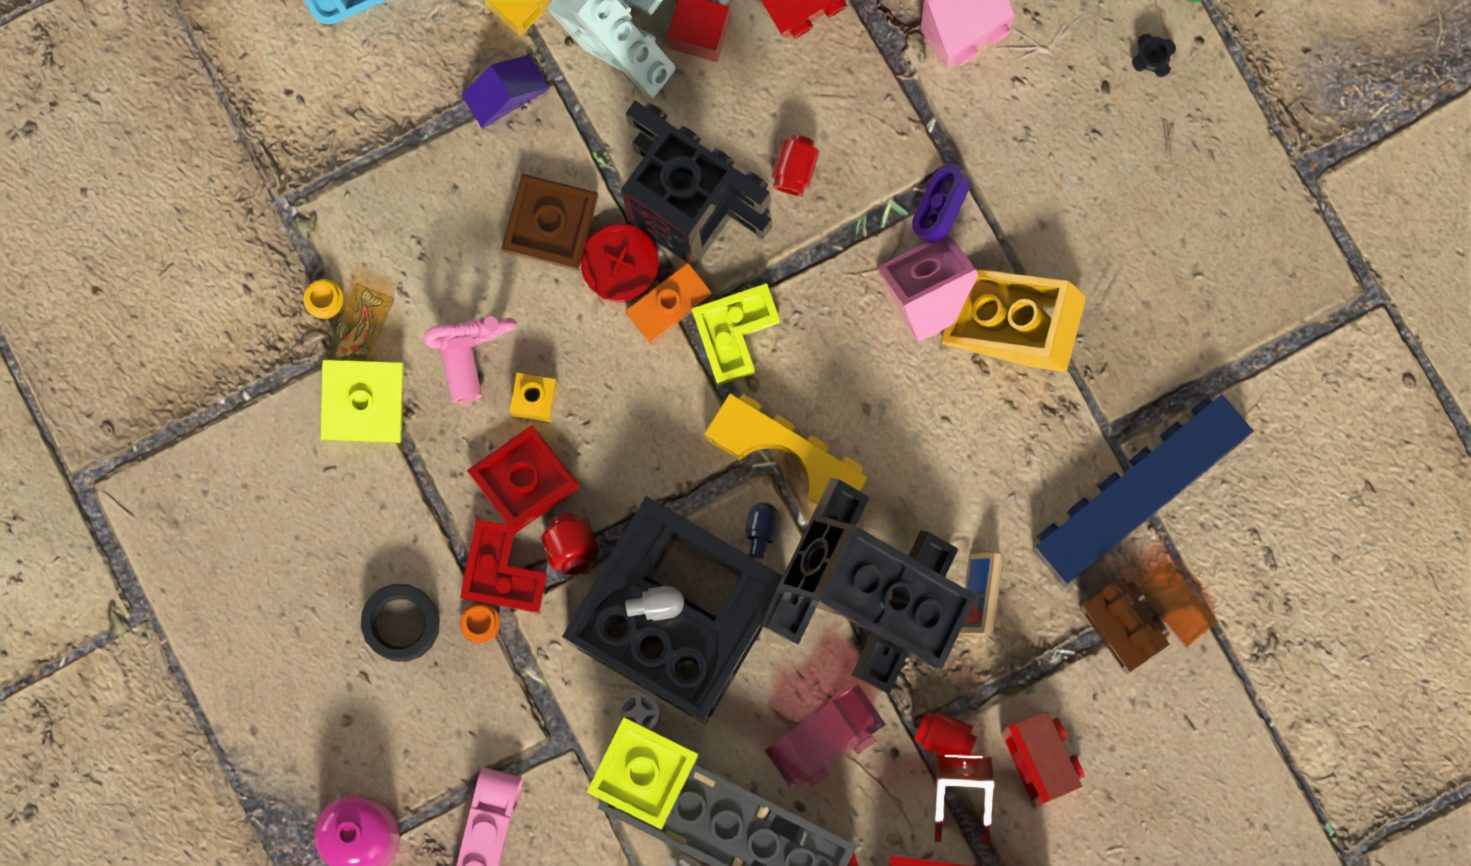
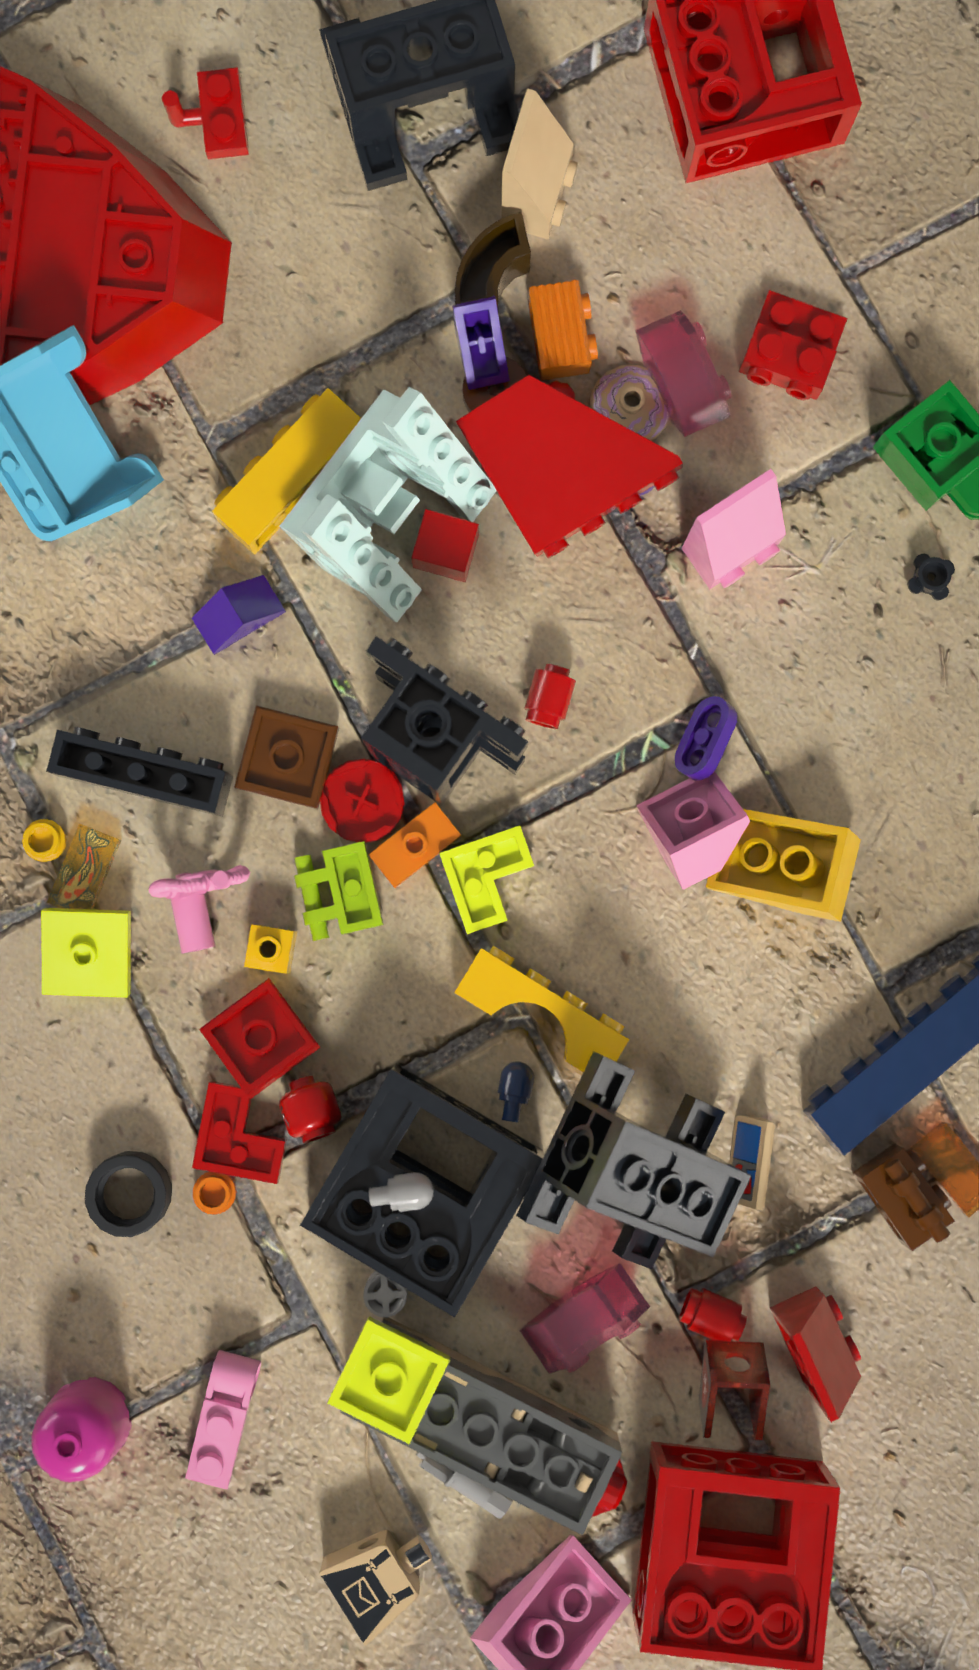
camera: 10 degrees left, 5 degrees up
(415, 234) = (140, 773): none -> black brick
(609, 341) = (351, 888): none -> lime plate

